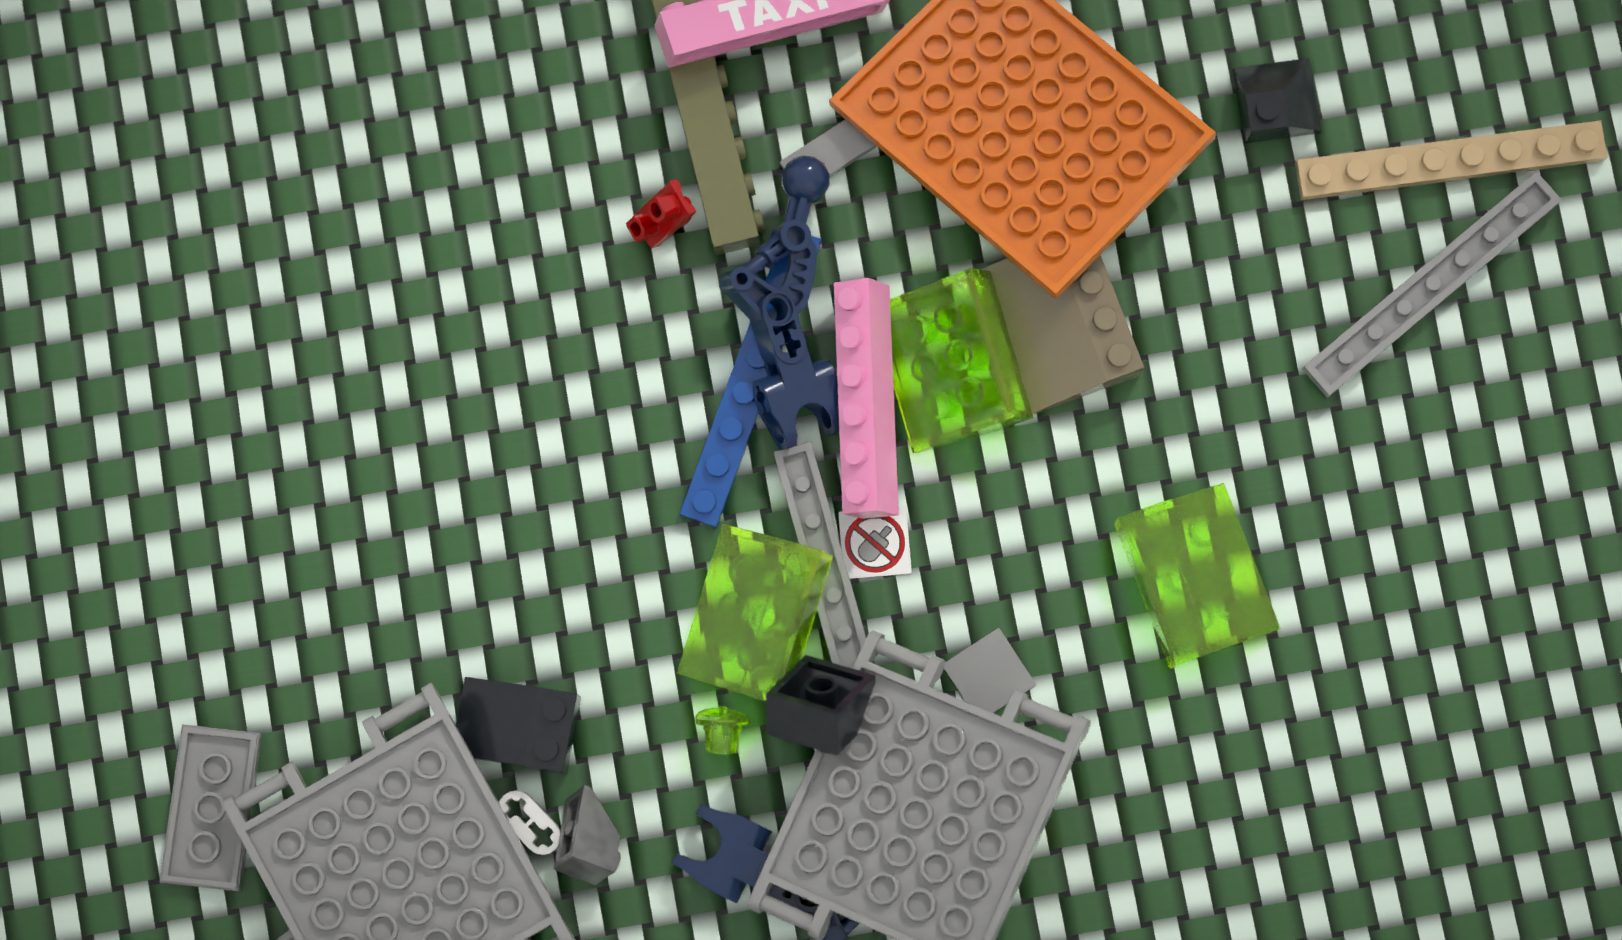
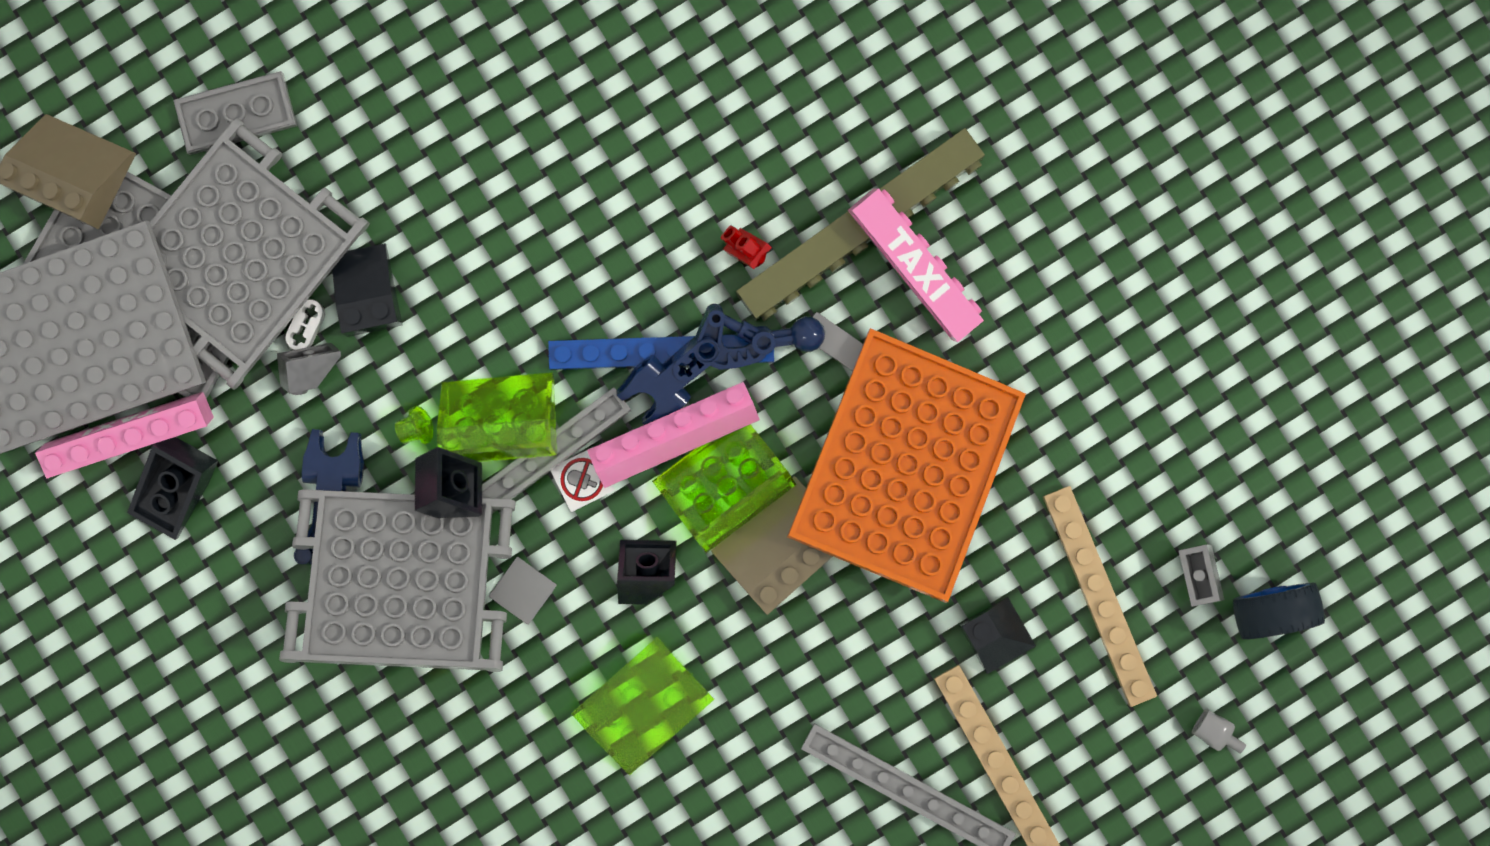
camera: 65 degrees right, 5 degrees up
(1025, 503) = (645, 570): none -> black slope

